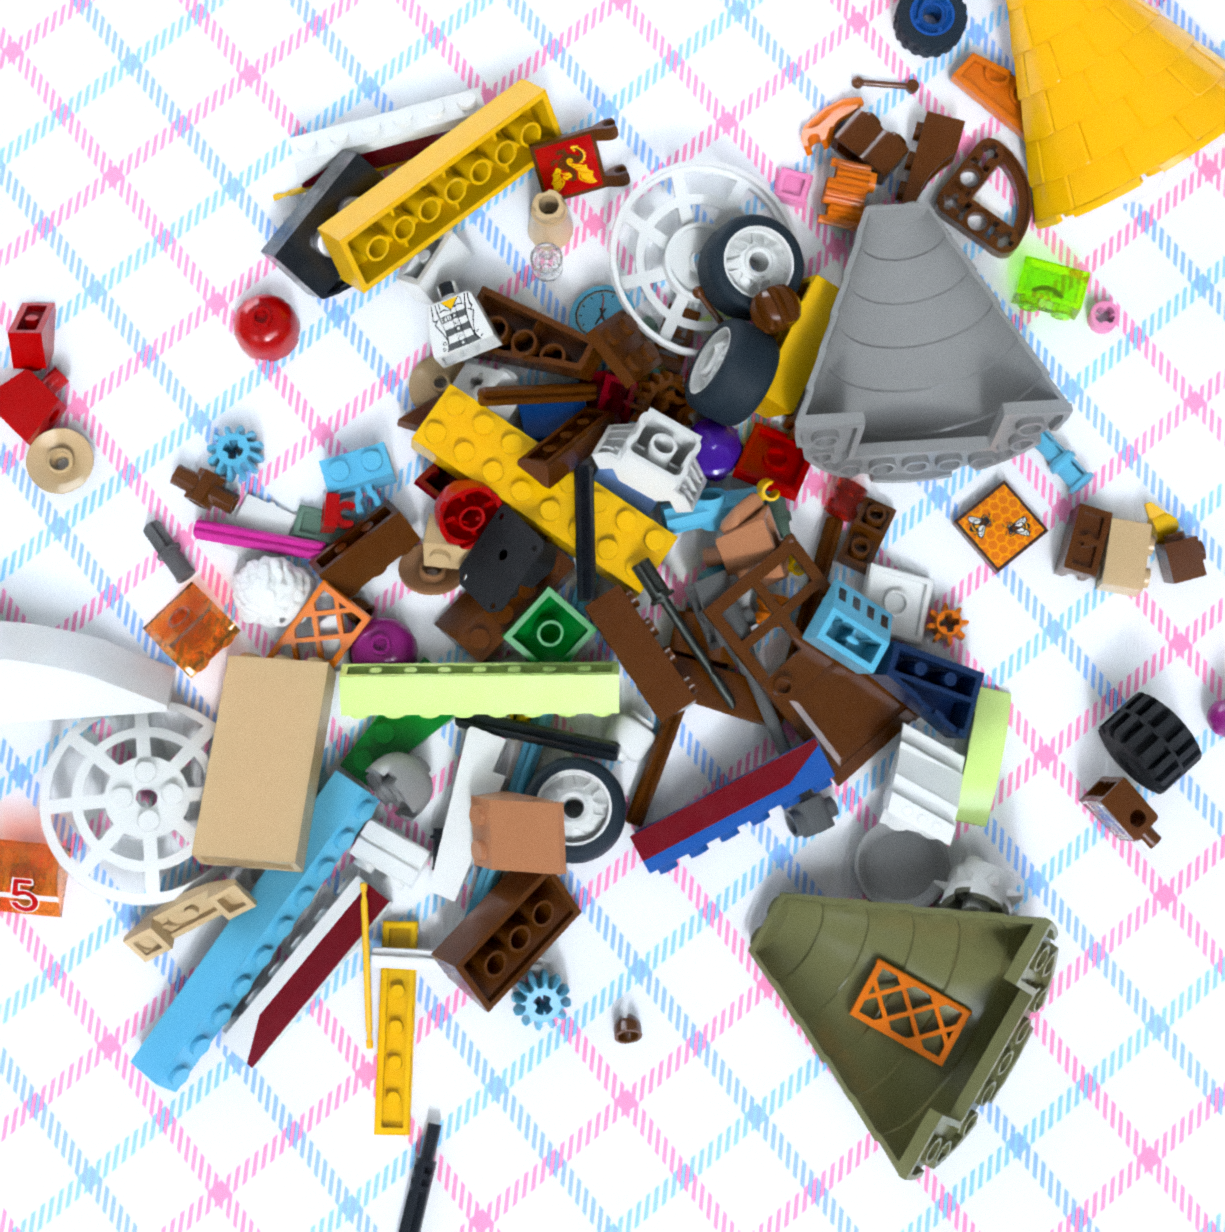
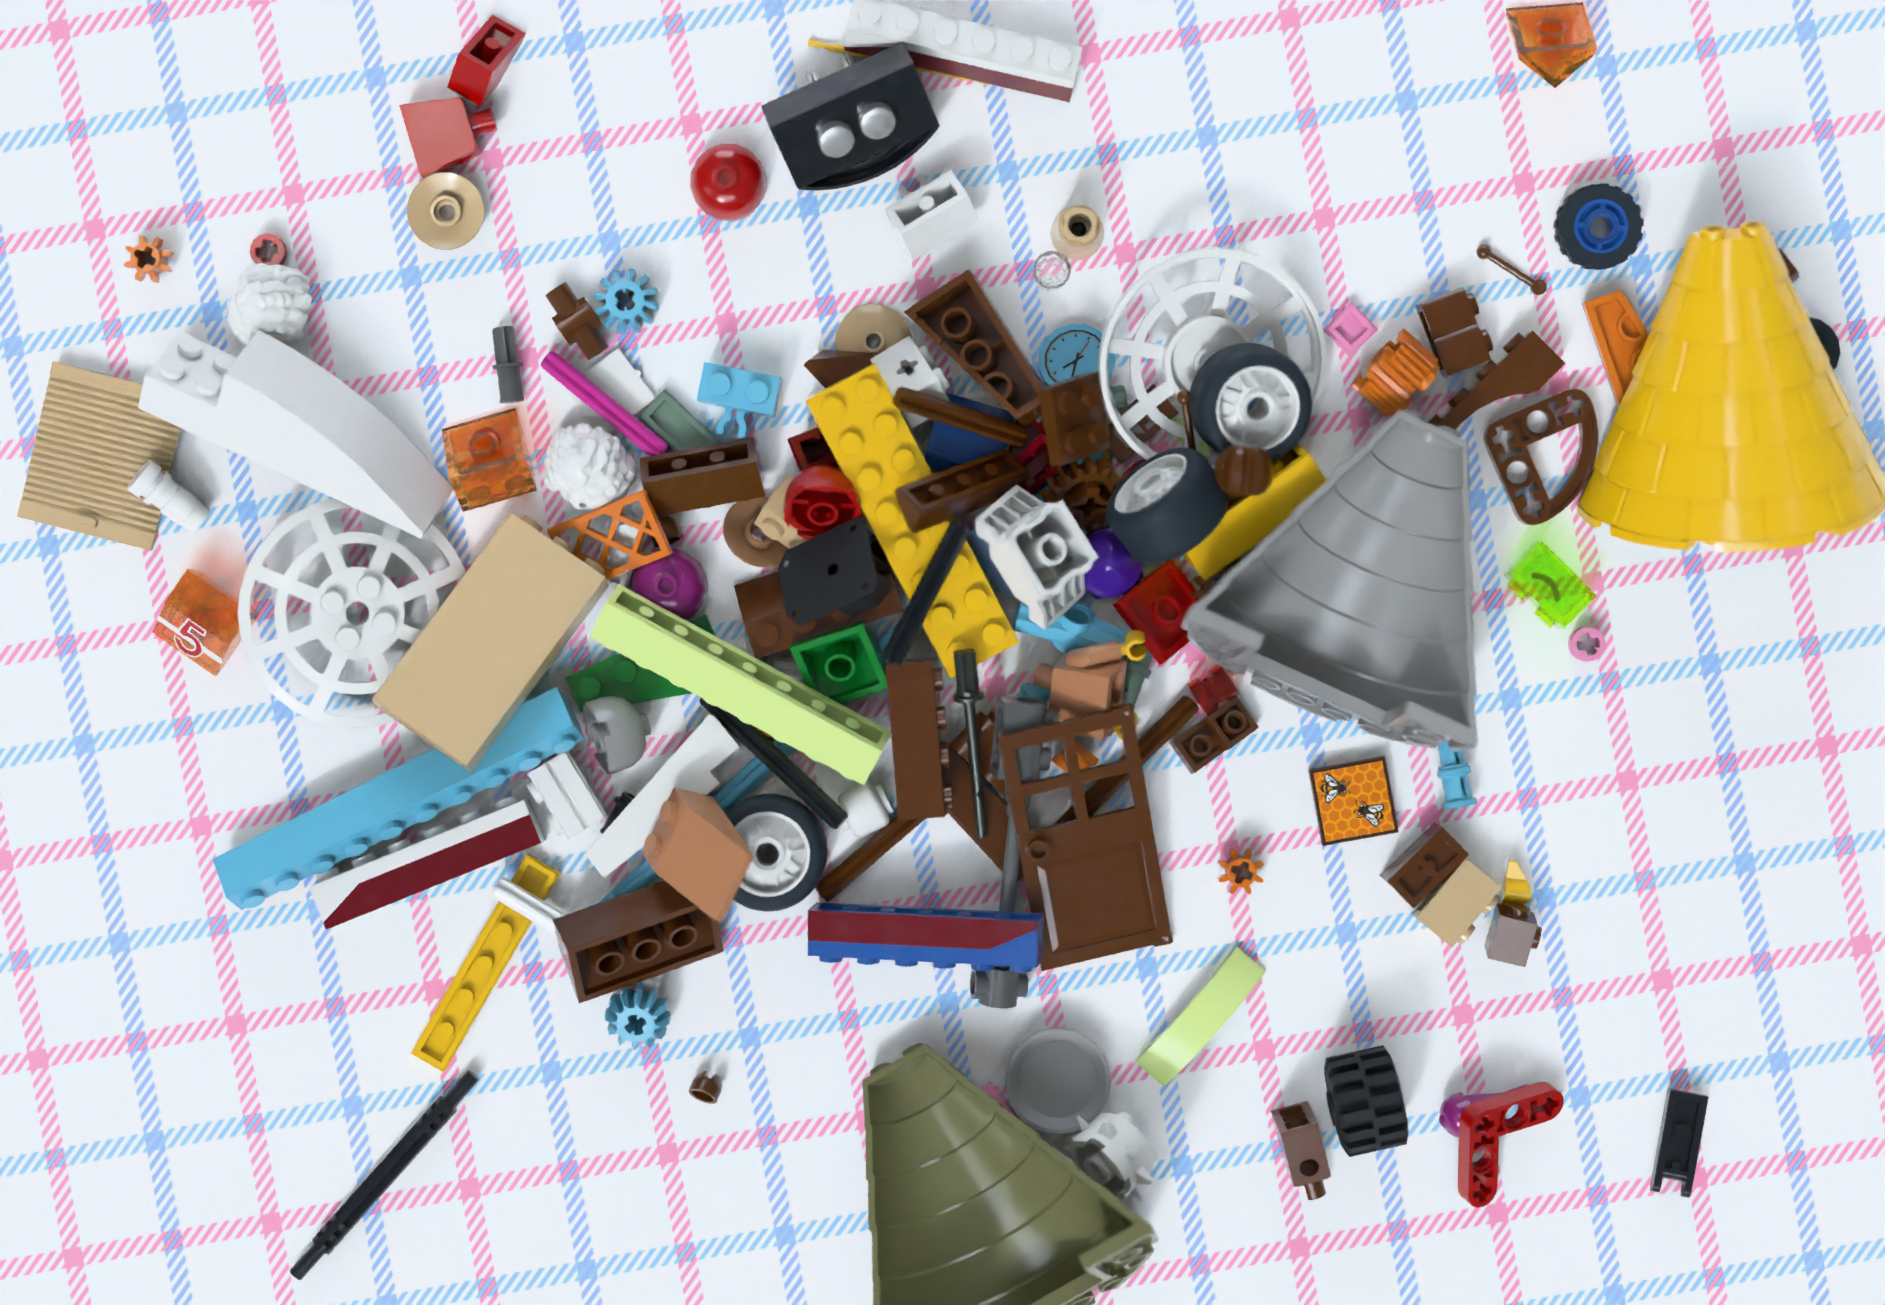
camera: 25 degrees right, 10 degrees up
(189, 910) = (303, 744): tan slope -> none
(331, 513) = (689, 420): red tile -> none
(366, 965) = (487, 890): yellow piece -> none
(439, 186) = (984, 141): yellow brick -> none
(459, 326) = (920, 301): torso -> none
(573, 161) = (1139, 184): flag -> none
(822, 126) = (1420, 279): orange piece -> none
(850, 629) = (1137, 830): medium azure slope -> none
(903, 596) = (1201, 821): white tile -> none
(923, 786) = (1121, 1019): white slope -> none
(931, 687) = (1186, 925): dark blue wedge -> none
(937, 1000) = (971, 1252): orange window -> none

